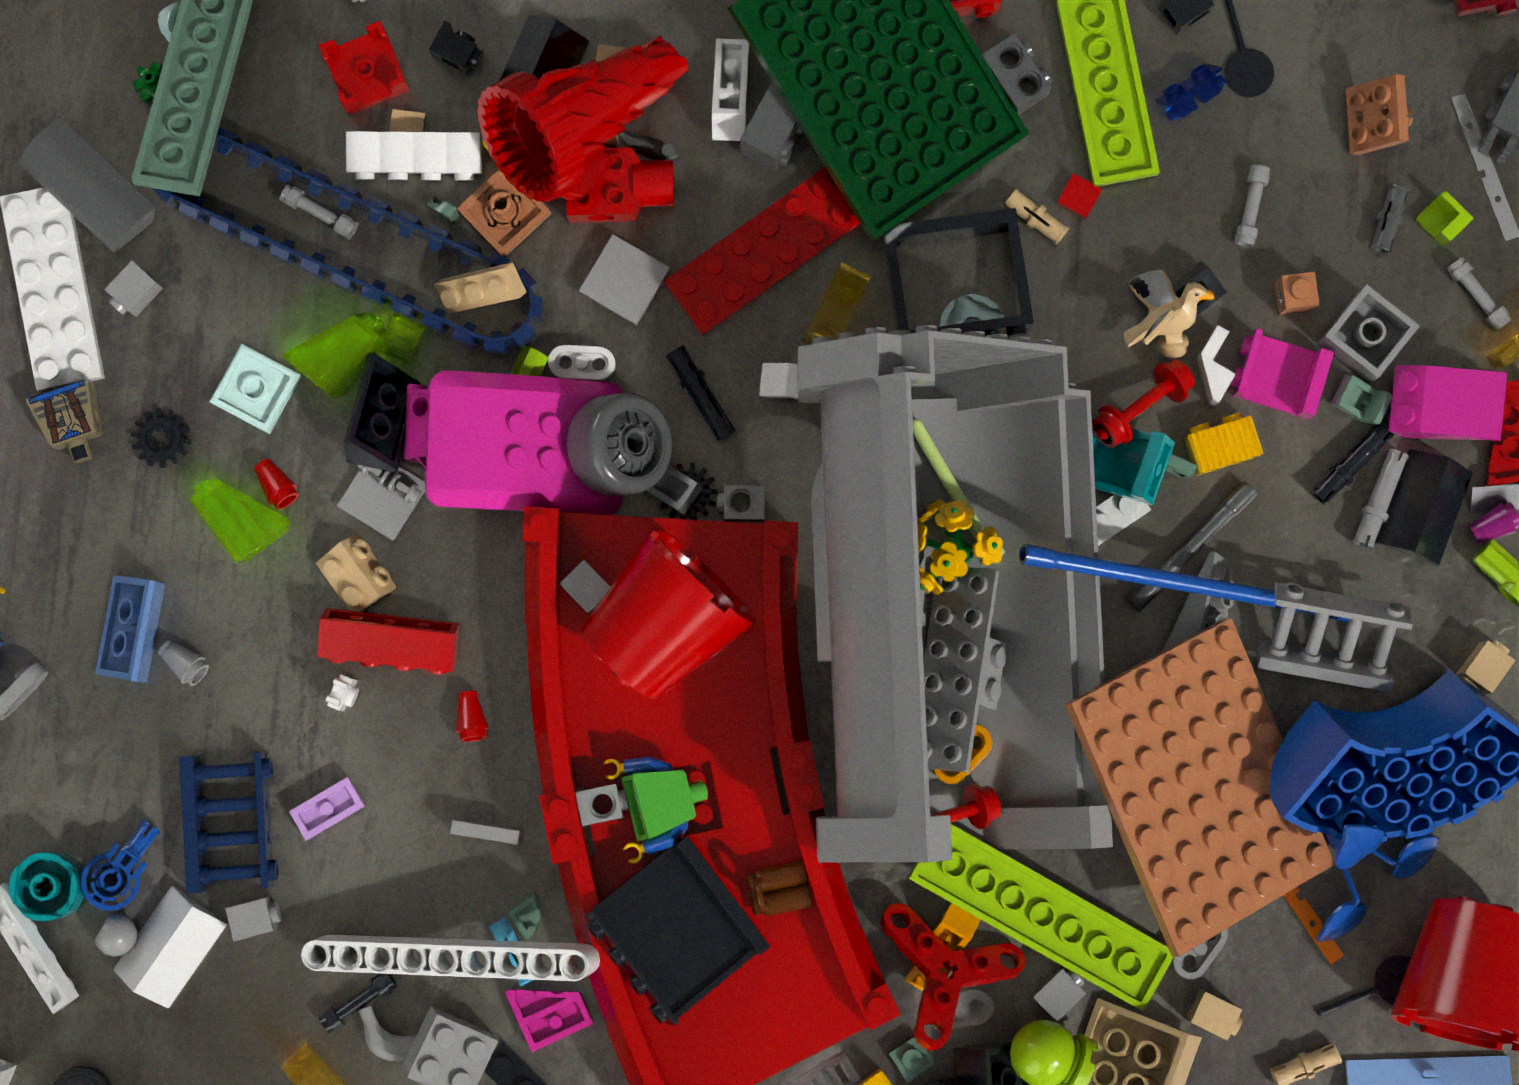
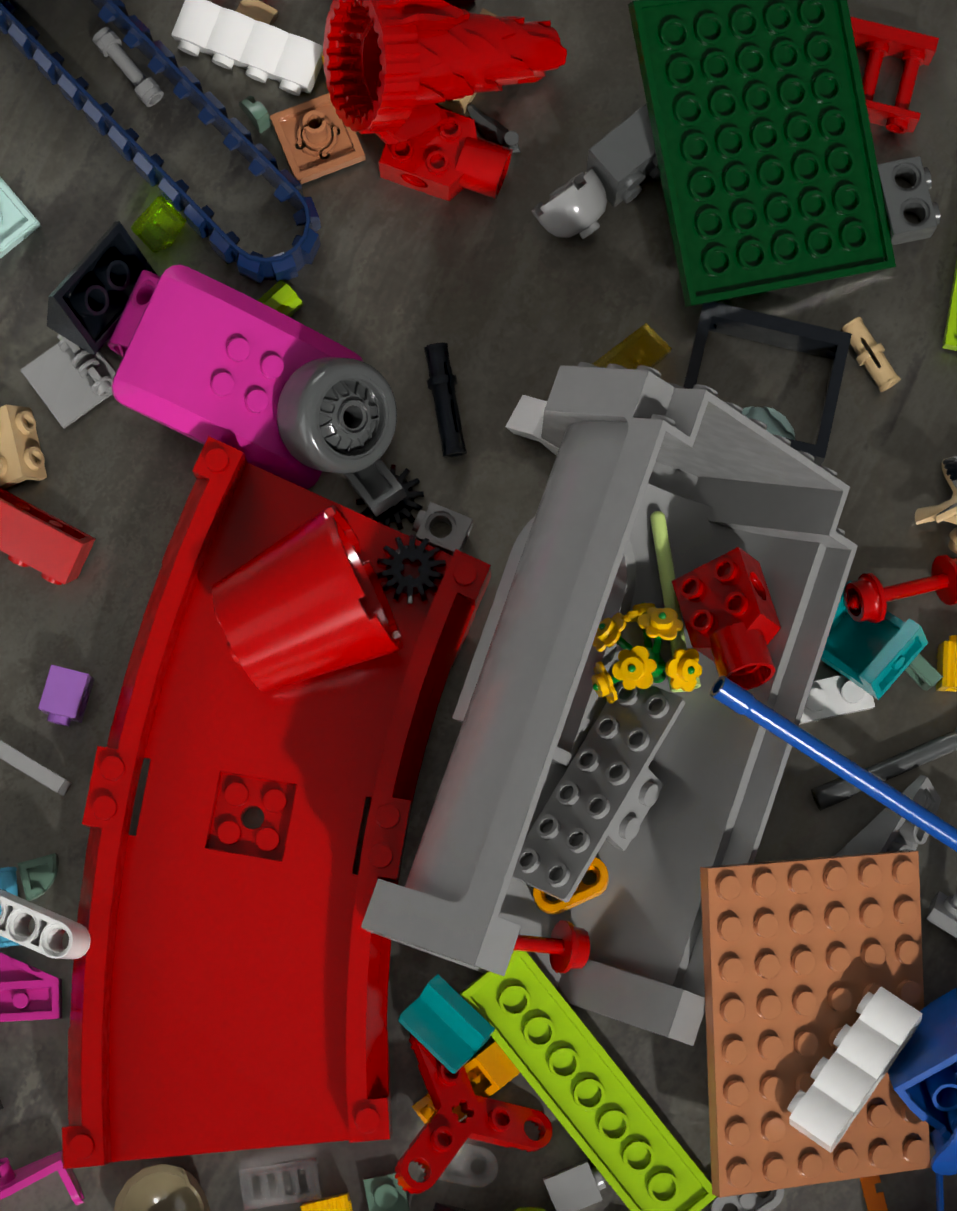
camera: 20 degrees right, 5 degrees down
(339, 353) = (83, 211): clear neon green slope -> none
(470, 722) = (66, 641): red cone -> none
(480, 288) = (258, 201): tan plate -> none
(489, 762) = (65, 695): none -> medium lavender brick
(582, 362) = (336, 320): white plate -> none
(585, 586) = (237, 543): light grey brick -> none
(586, 808) = (144, 778): light grey brick -> none
(624, 280) = (413, 254): light grey tile -> none
(657, 801) = (221, 804): bright green torso -> none
(675, 930) = (183, 950): black panel -> none
(730, 89) = (600, 103): white slope -> none
(734, 562) = (408, 584): none -> black gear
(742, 187) = (574, 207): none -> light grey cylinder
(762, 252) = (568, 282): red plate -> none
(779, 889) = (314, 950): reddish brown piece -> none
(907, 905) = (446, 1024): none -> teal panel
(1009, 488) = (730, 616): none -> red brick
(1079, 196) = (923, 351): red tile -> none
(1247, 813) = (854, 1069): none -> white brick

